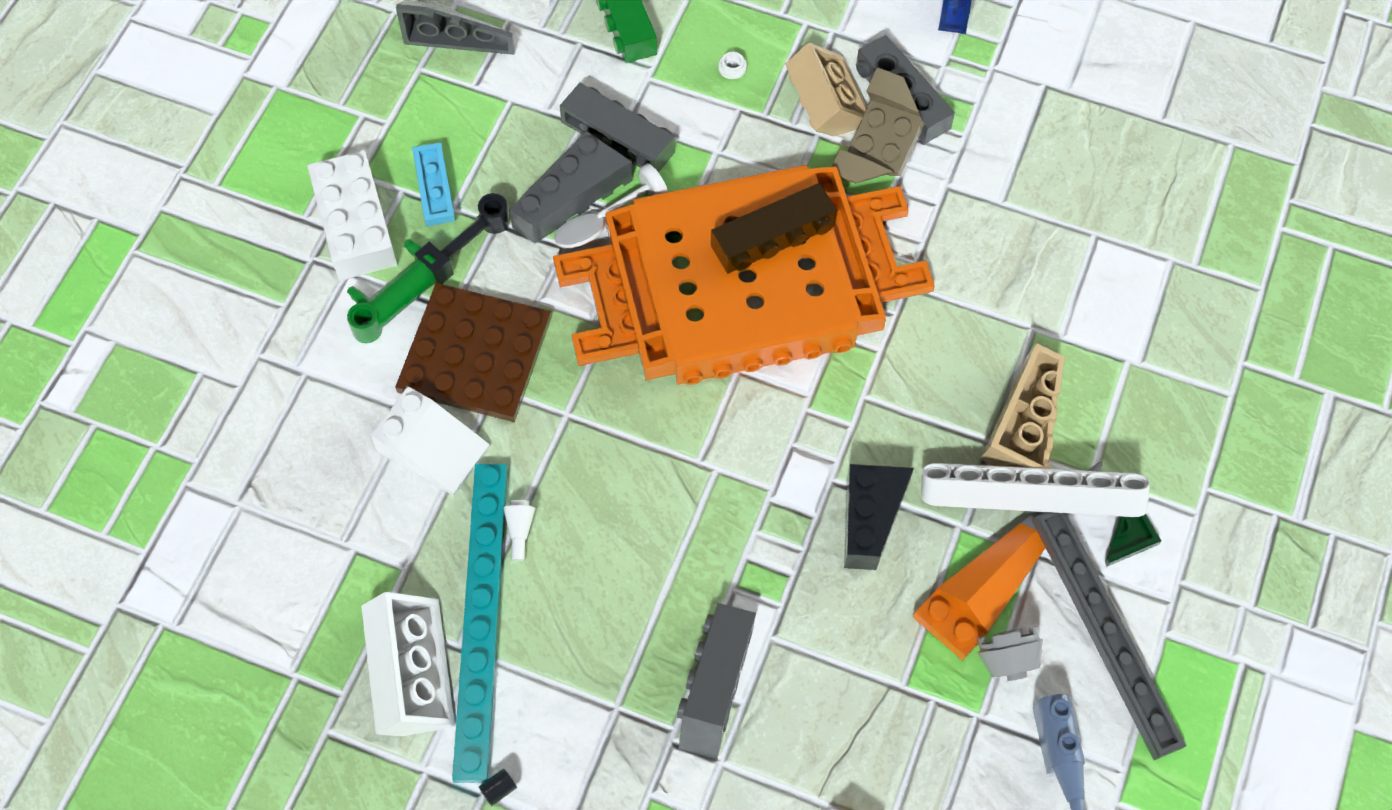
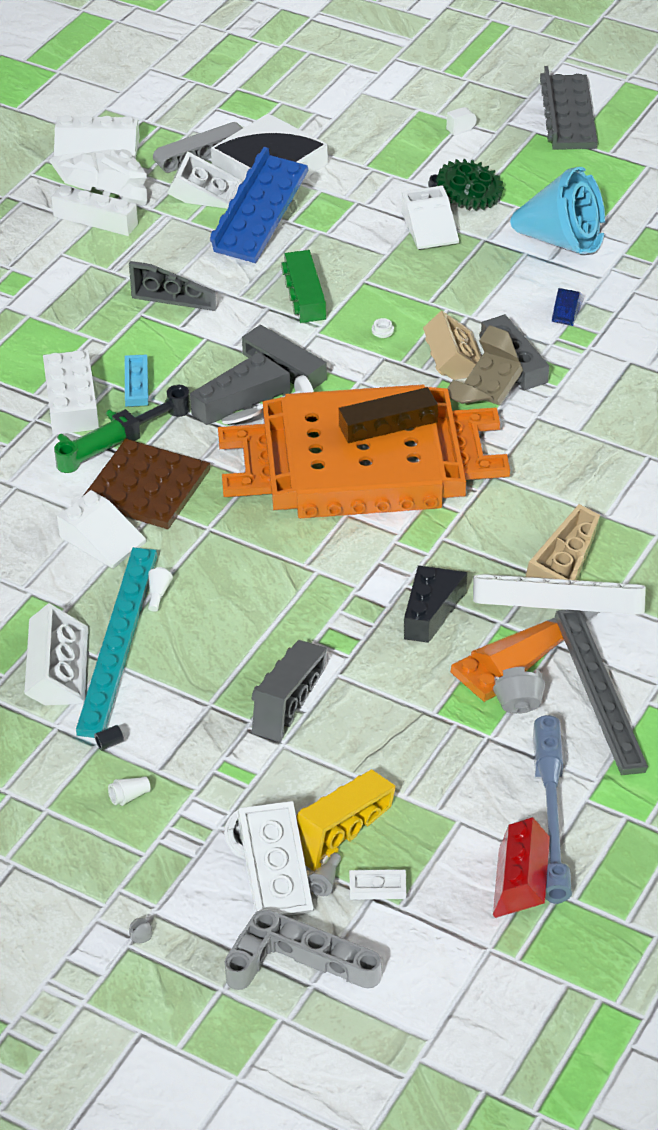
camera: 10 degrees right, 20 degrees down
(1131, 538) = (635, 638): dark green tile -> none

